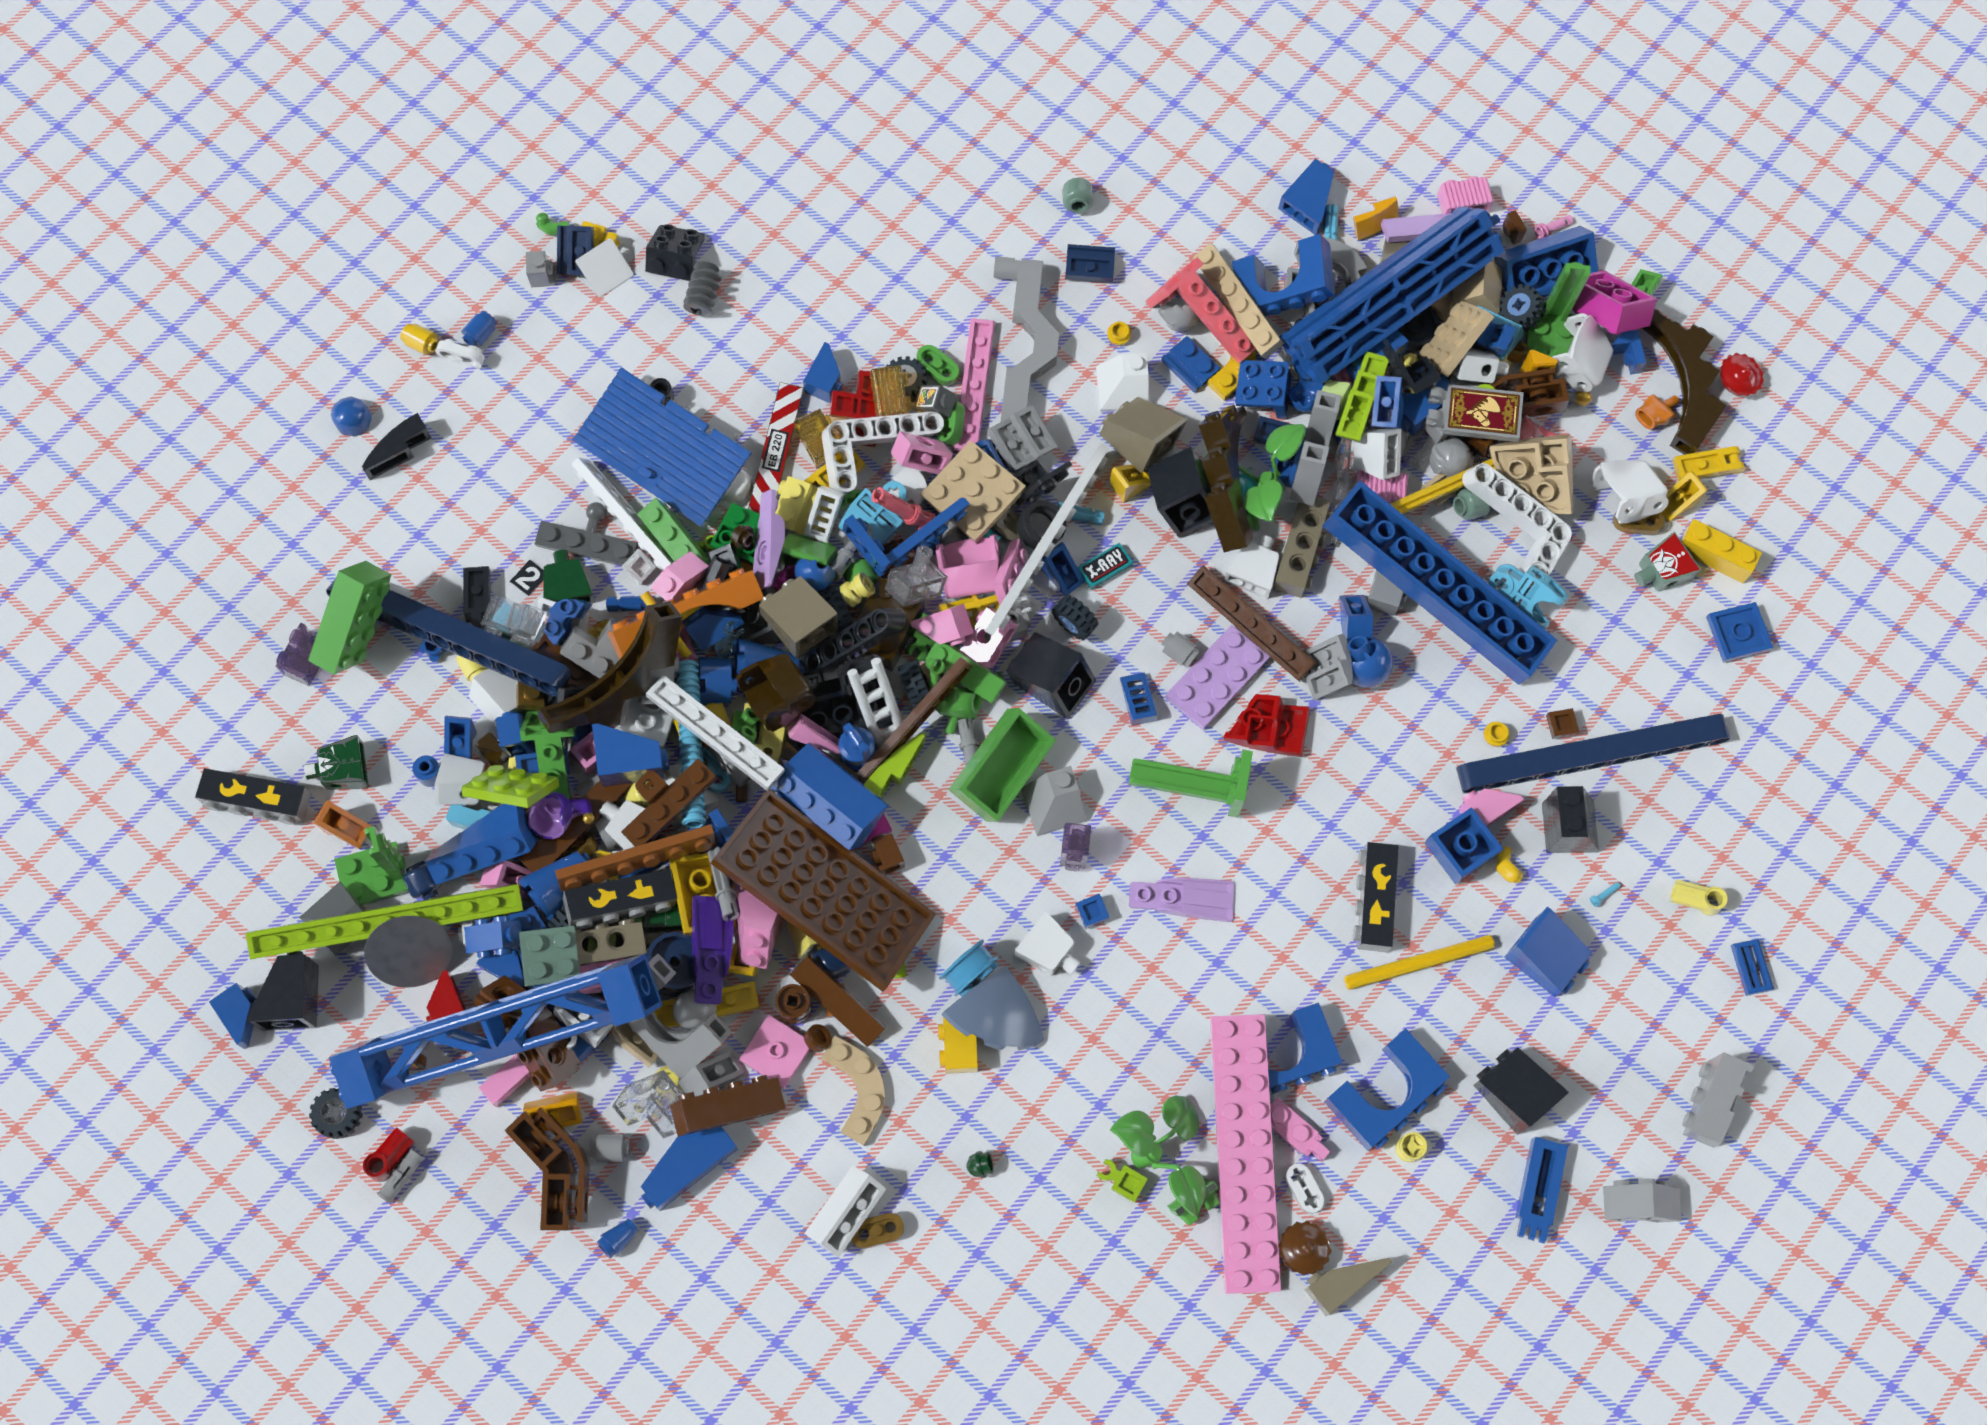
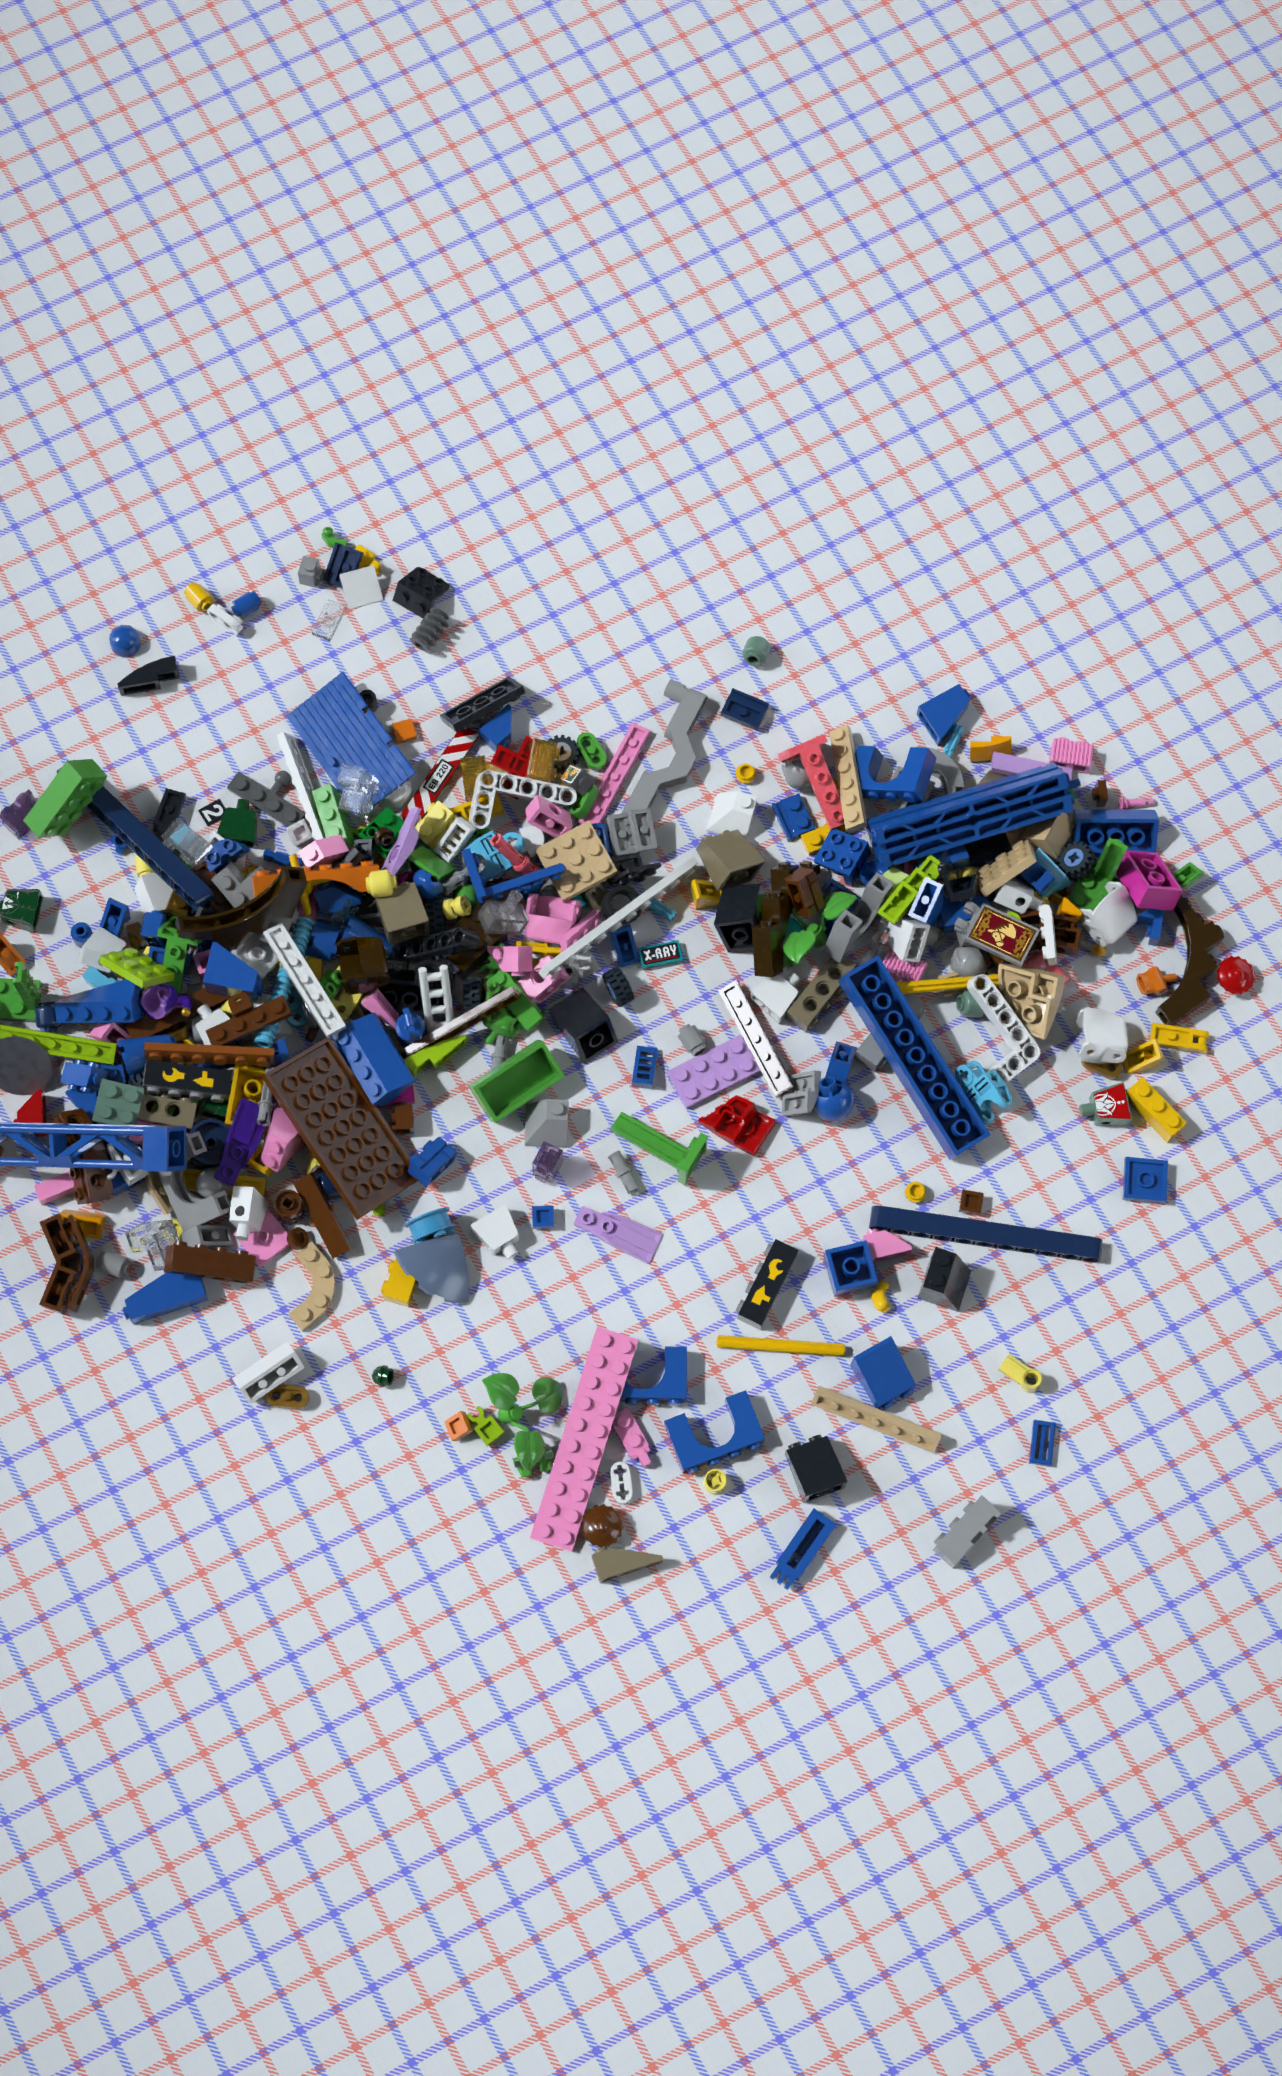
camera: 20 degrees right, 0 degrees up
(581, 316) = (329, 619): none -> clear plate
(616, 1238) = (93, 1332): blue cone -> none
(692, 495) = (358, 790): none -> clear brick
(715, 412) = (404, 731): none -> orange tile
(748, 1028) = (247, 1211): none -> white torso
(763, 590) = (381, 883): none -> light yellow head
(795, 352) = (483, 703): none -> black plate
(940, 892) = (431, 1161): none -> blue brick
(1092, 1191) = (458, 1426): none -> orange plate
(1163, 826) = (623, 1172): none -> light grey pin
(1247, 439) = (805, 892): none -> reddish brown brick
(1532, 393) = (1048, 933): none -> white hinge
(1561, 1007) = (876, 1419): none -> tan plate
(1596, 900) = (939, 1347): medium azure piece -> none
(1642, 1201) = (876, 1586): light grey brick -> none

